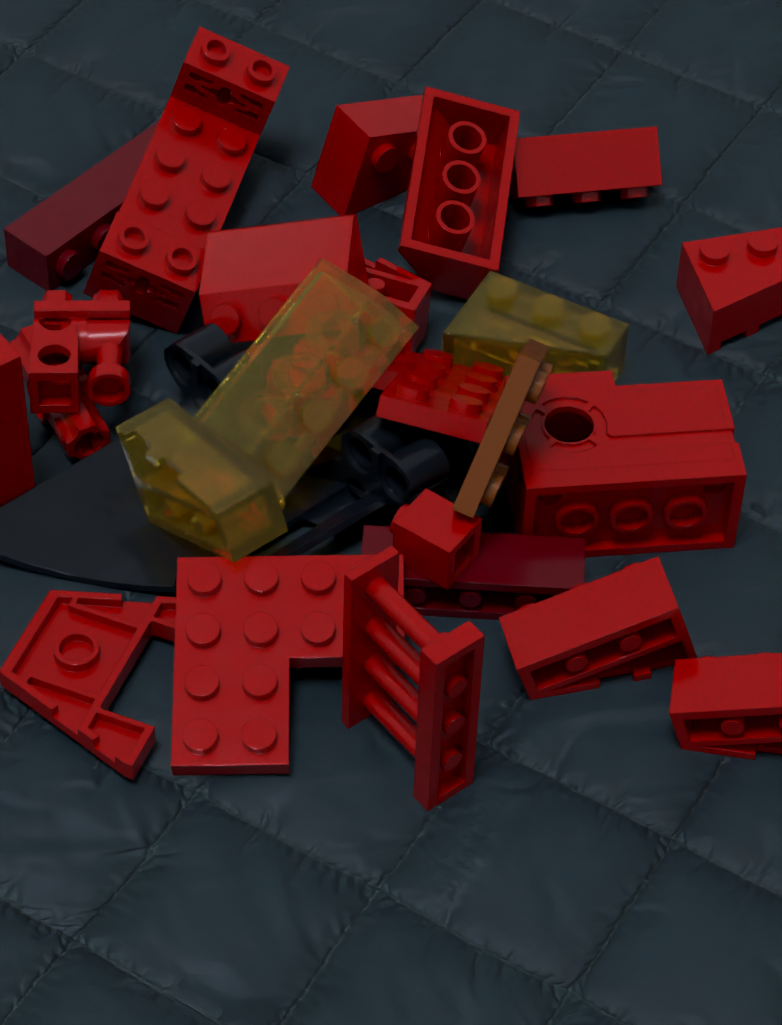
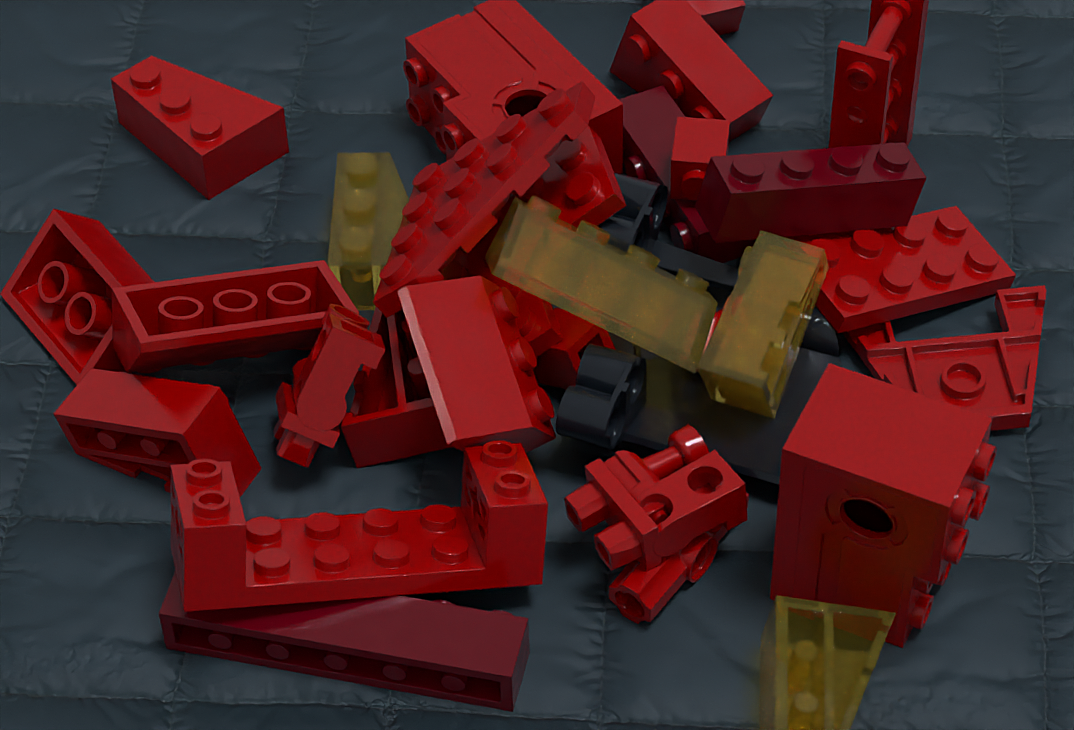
camera: 115 degrees left, 0 degrees up
(311, 564) = (809, 191): none -> dark red brick
(342, 191) = (317, 401): none -> red hips
(459, 327) = (457, 200): none -> red plate
(504, 429) = (632, 104): dark orange plate -> none

